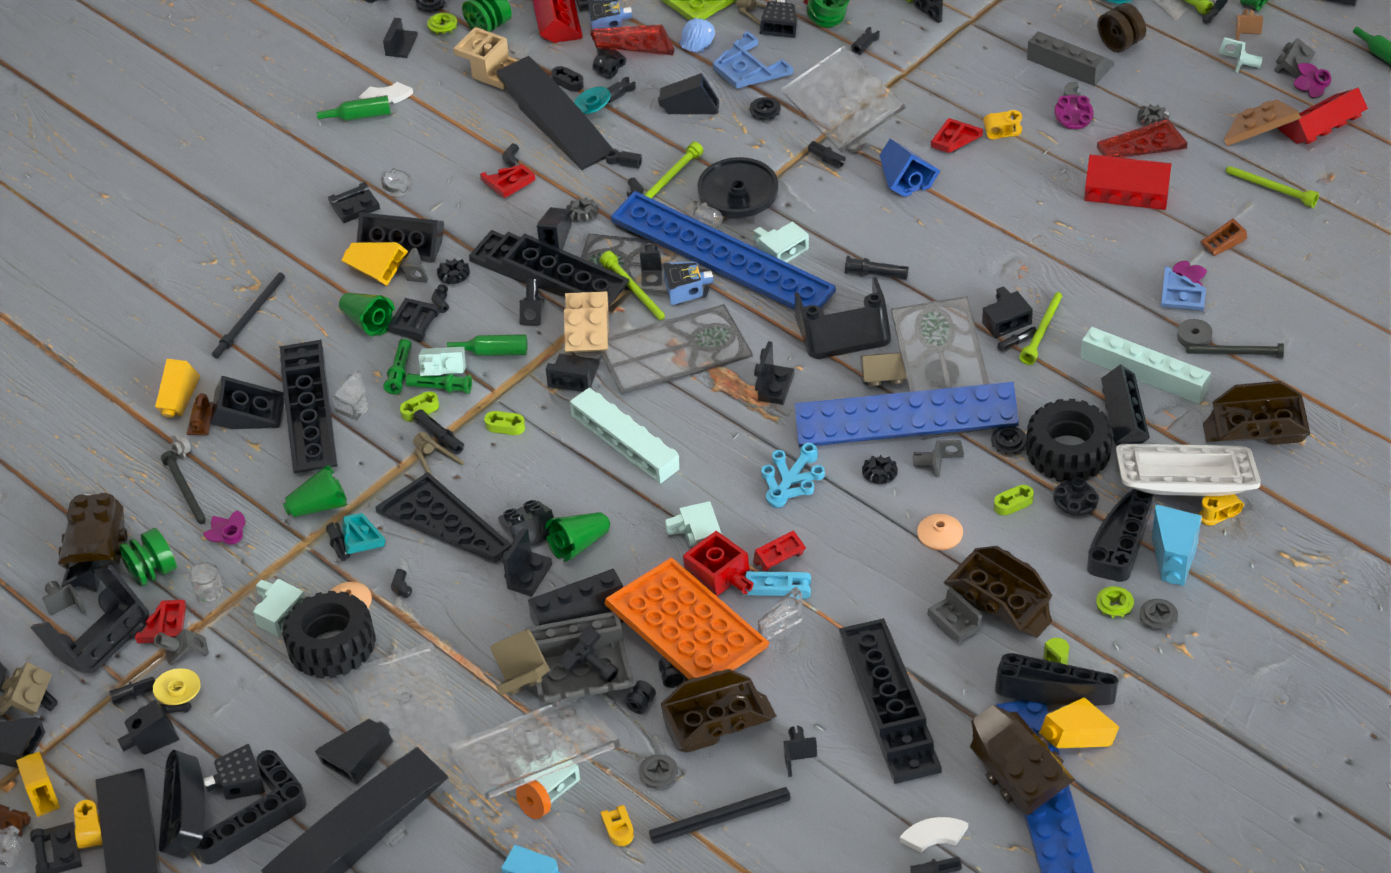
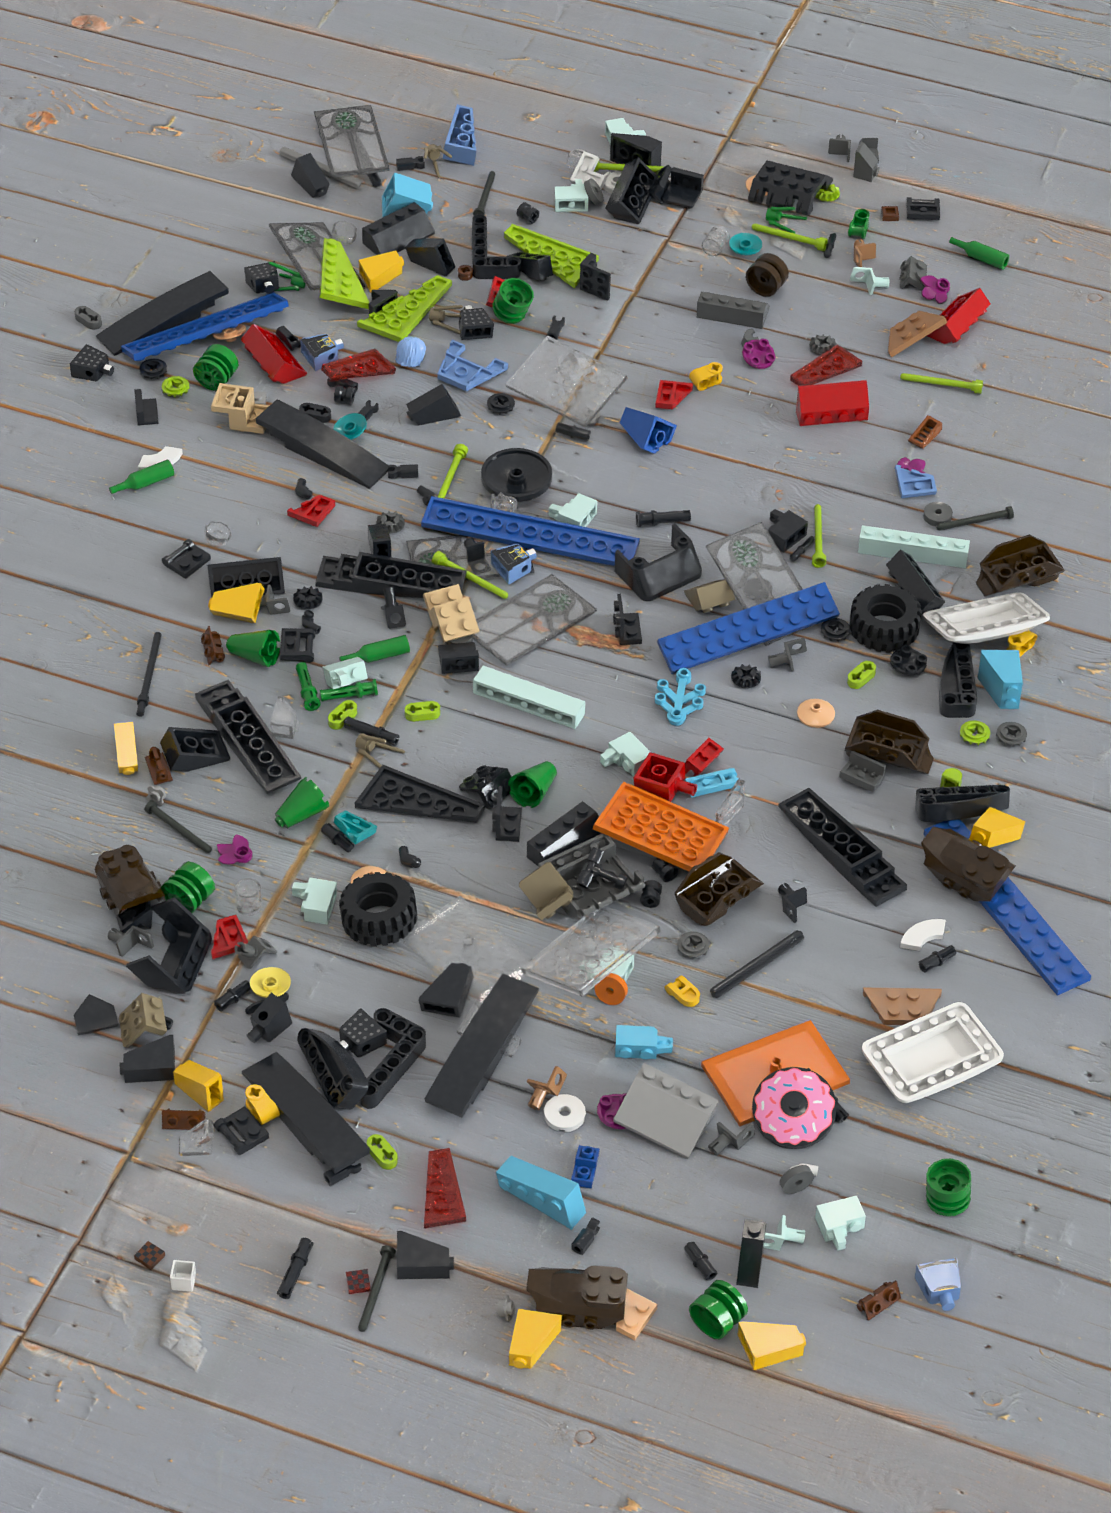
camera: 25 degrees left, 0 degrees up
(324, 306) = (212, 646): none -> reddish brown hinge

